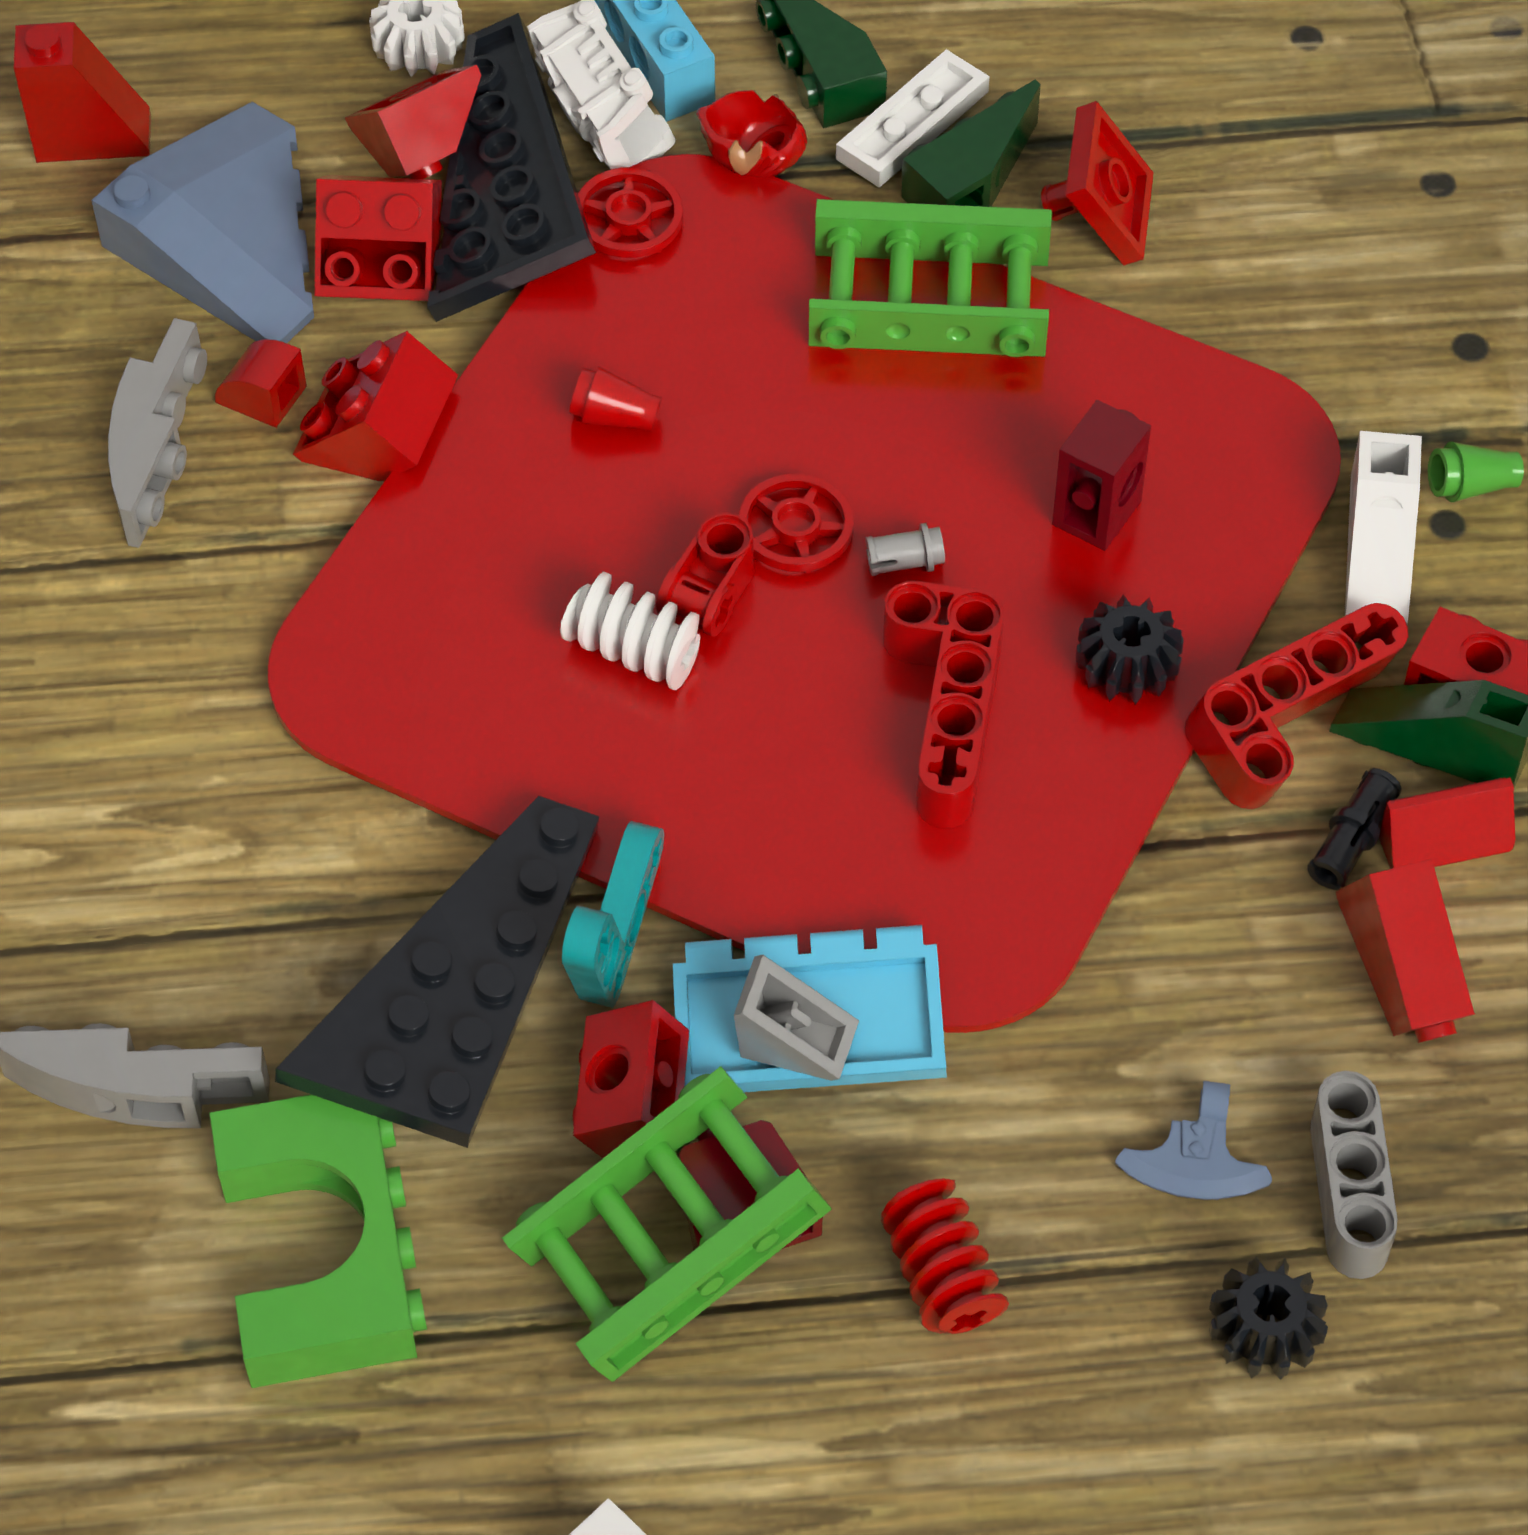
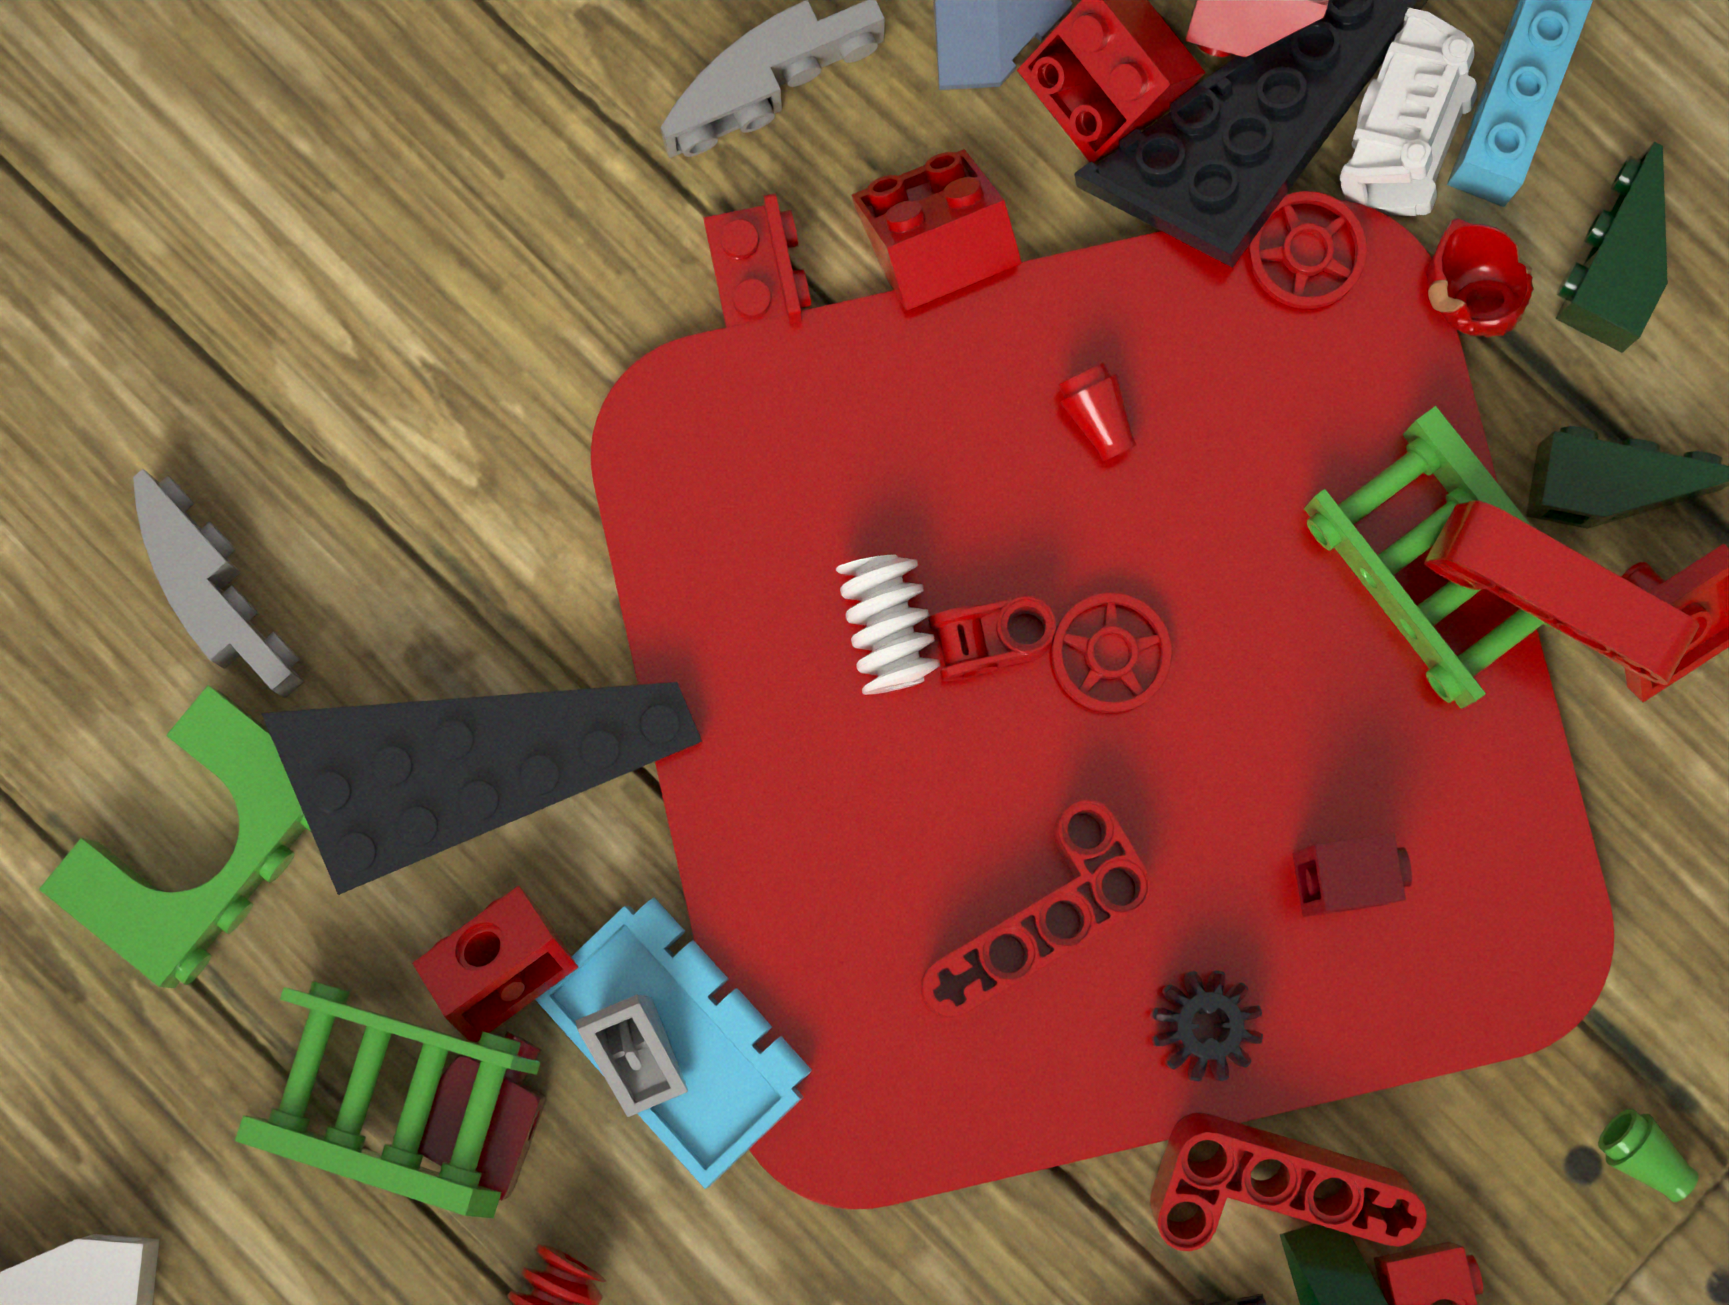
camera: 45 degrees right, 25 degrees up
(264, 382) = (892, 113): red brick -> none
(279, 538) = (755, 264): none -> red bracket
(602, 941) = (571, 856): teal beam -> none
(905, 550) = (1154, 765): light grey pin -> none
(912, 117) = (1623, 390): white plate -> none
(1011, 195) = (1562, 588): none -> red beam
(1383, 520) = (1512, 1132): white slope -> none

